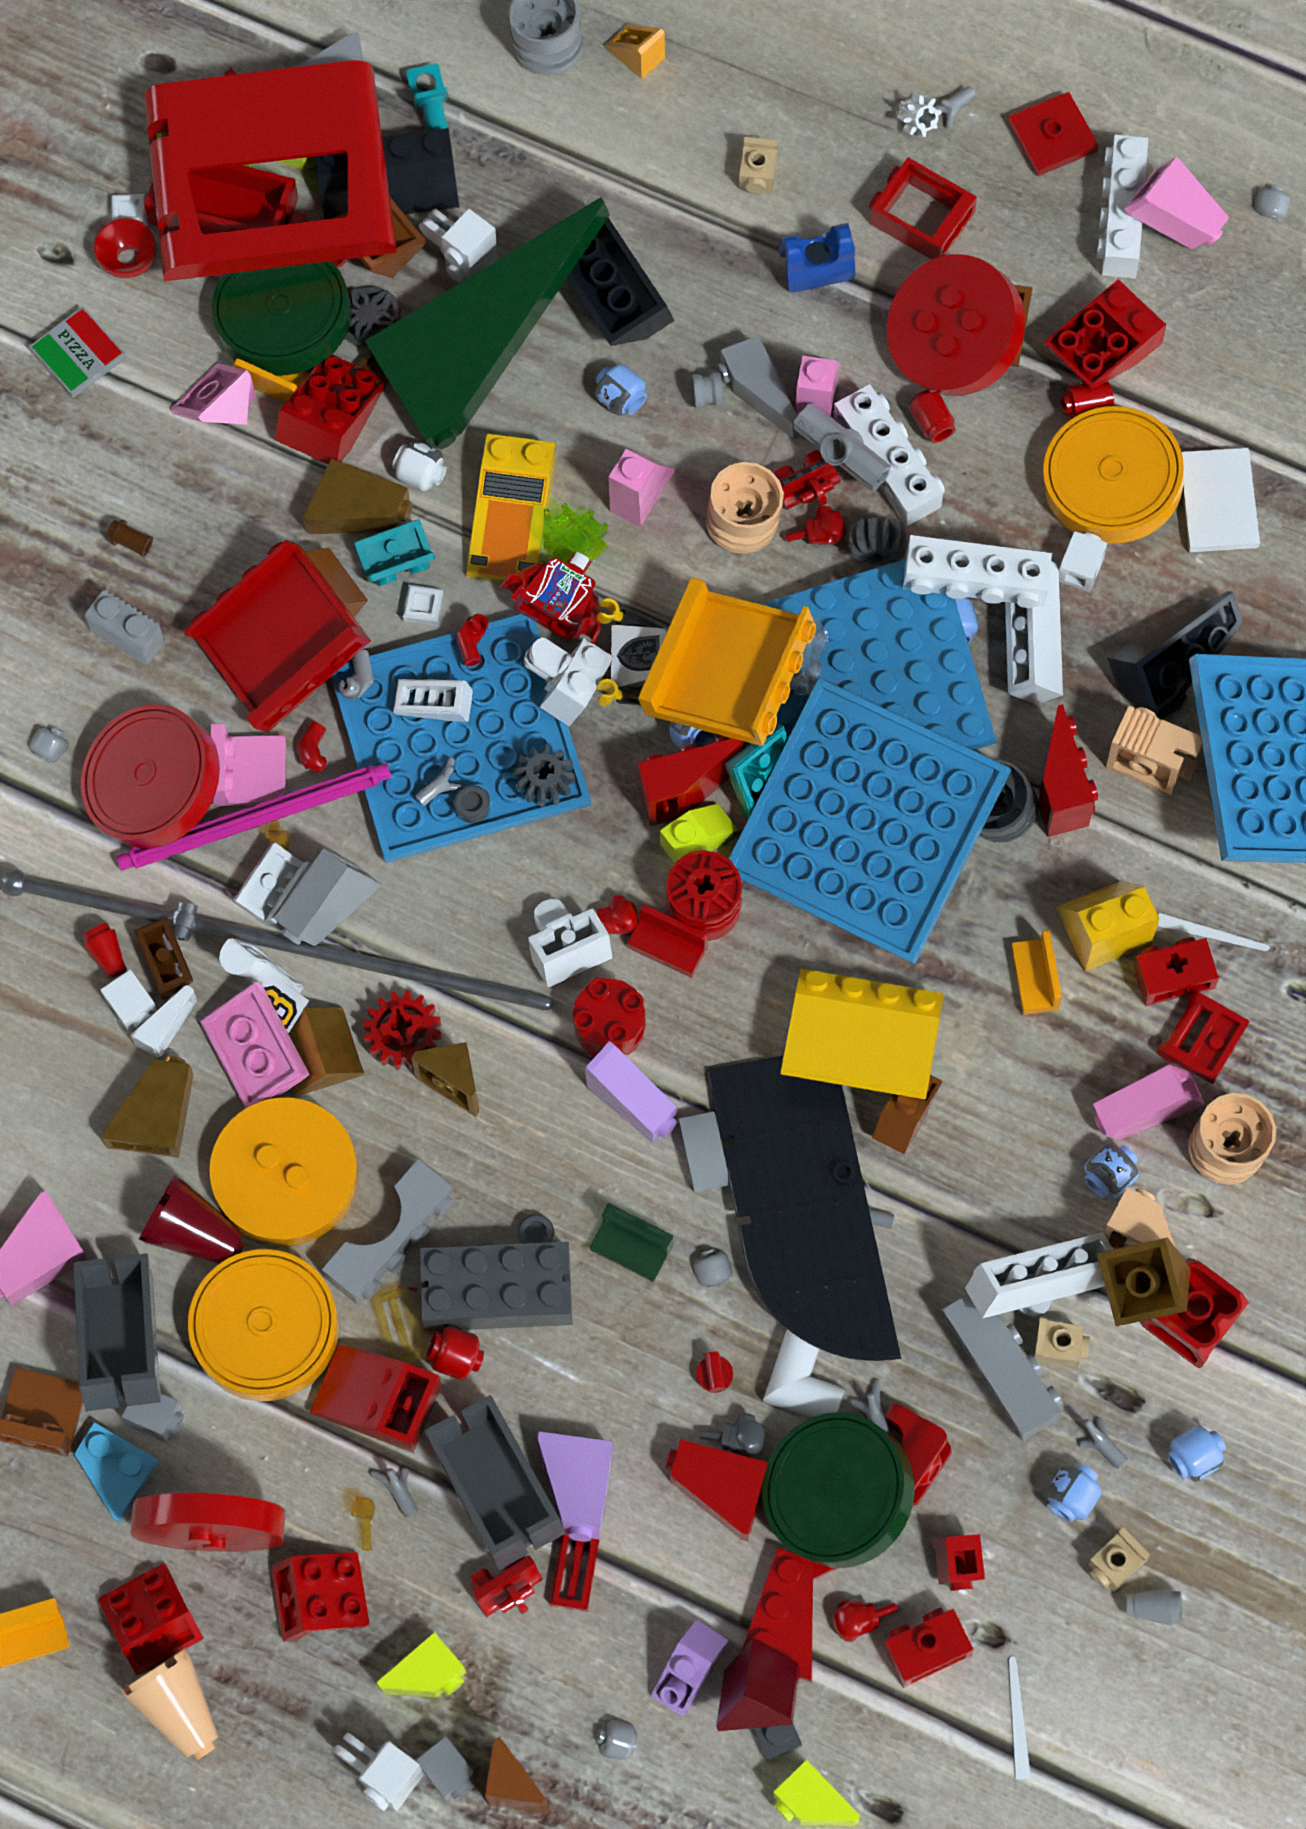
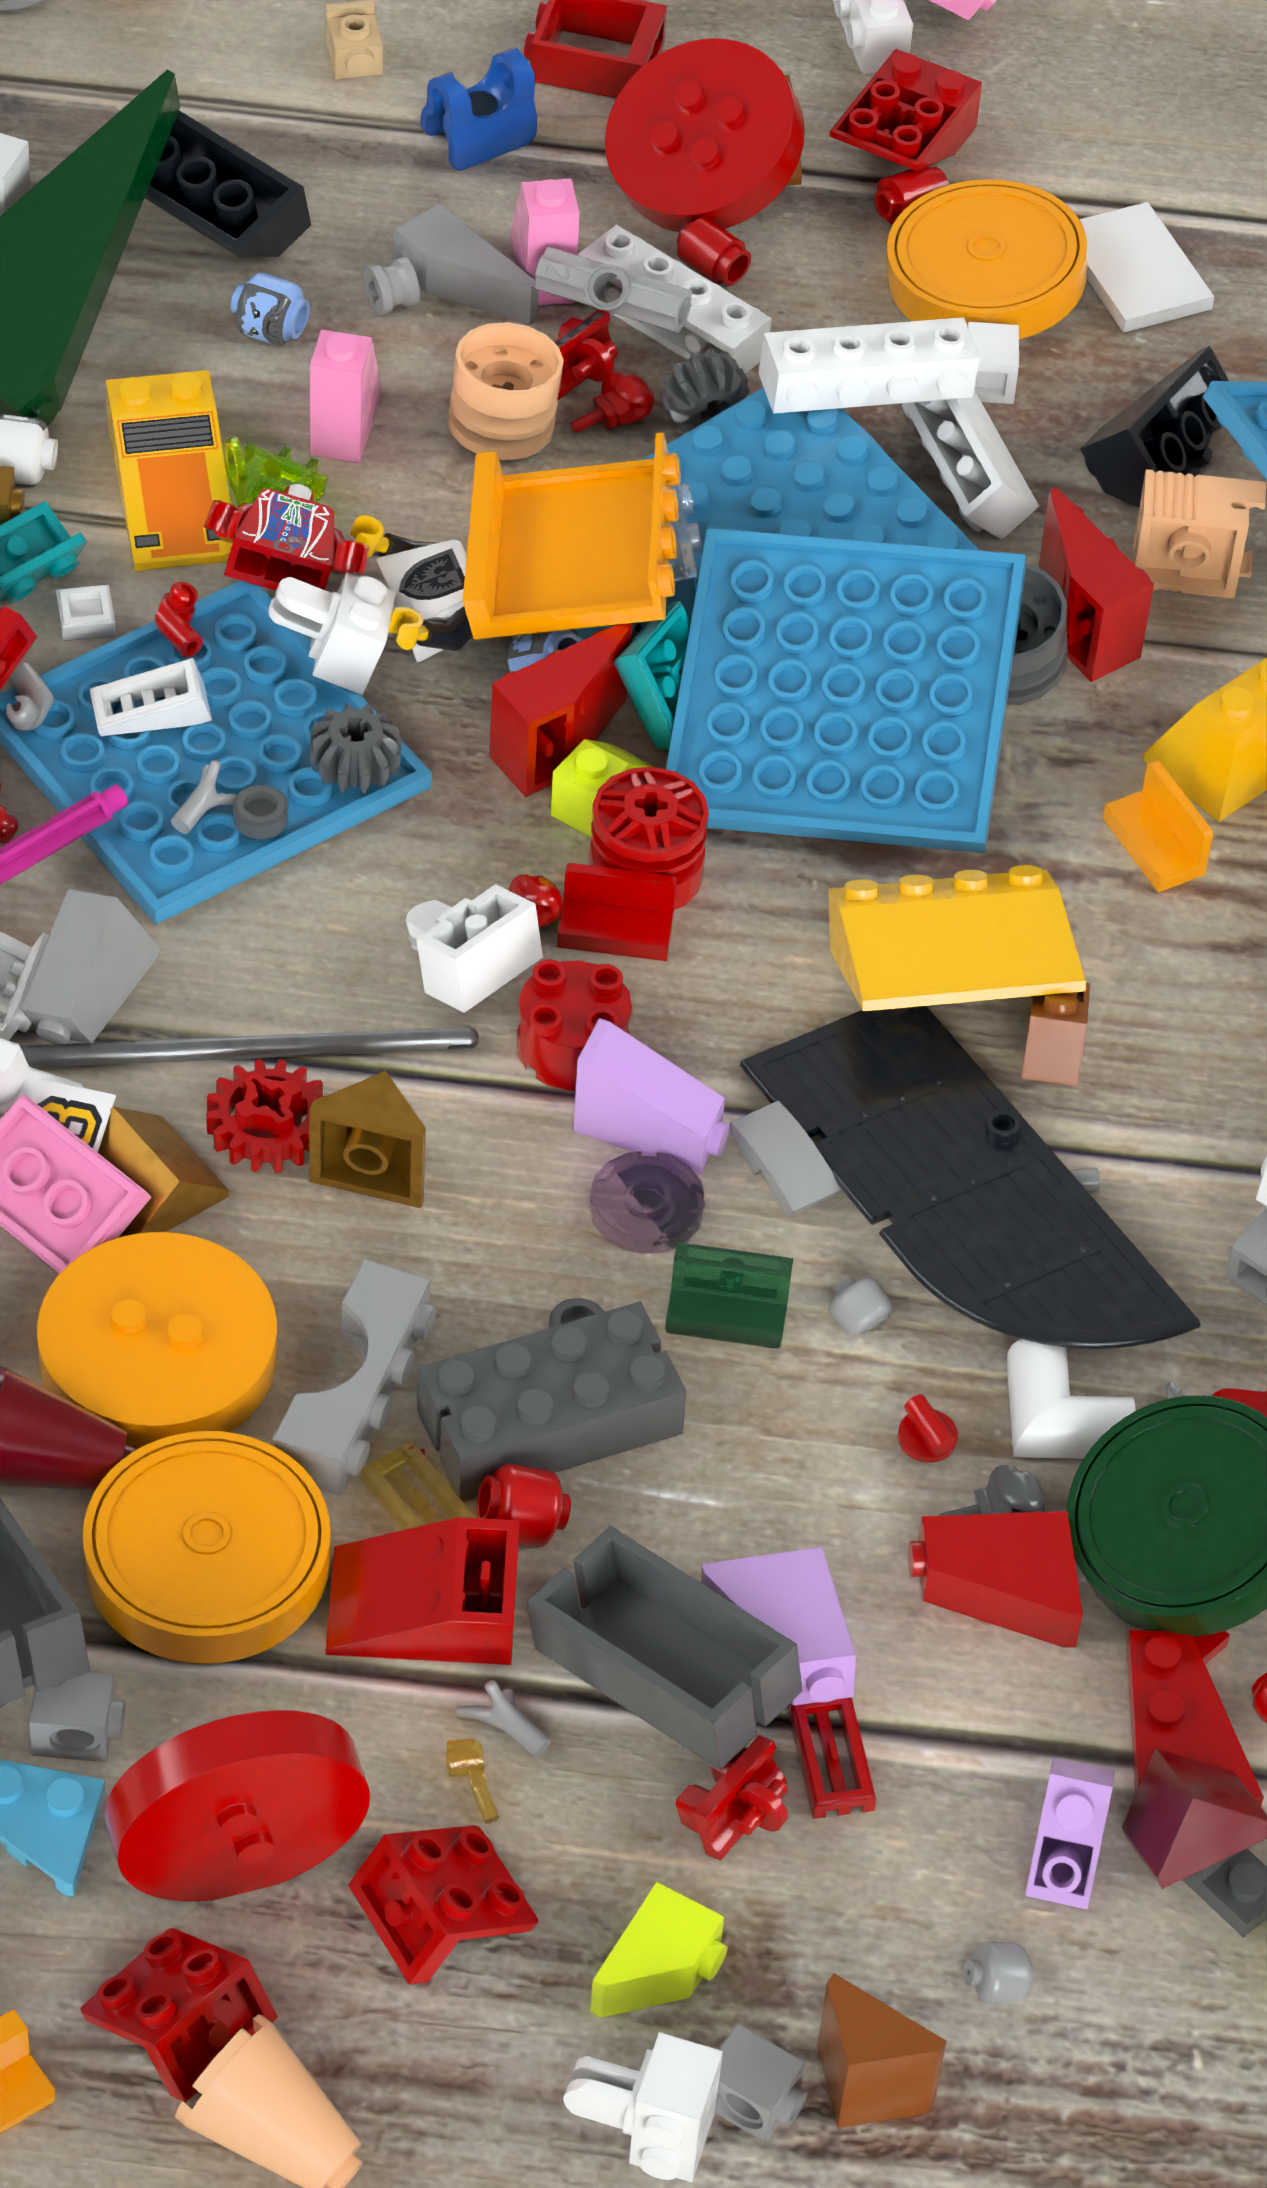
camera: 25 degrees left, 20 degrees down
(617, 1164) = (647, 1202): none -> clear purple tile

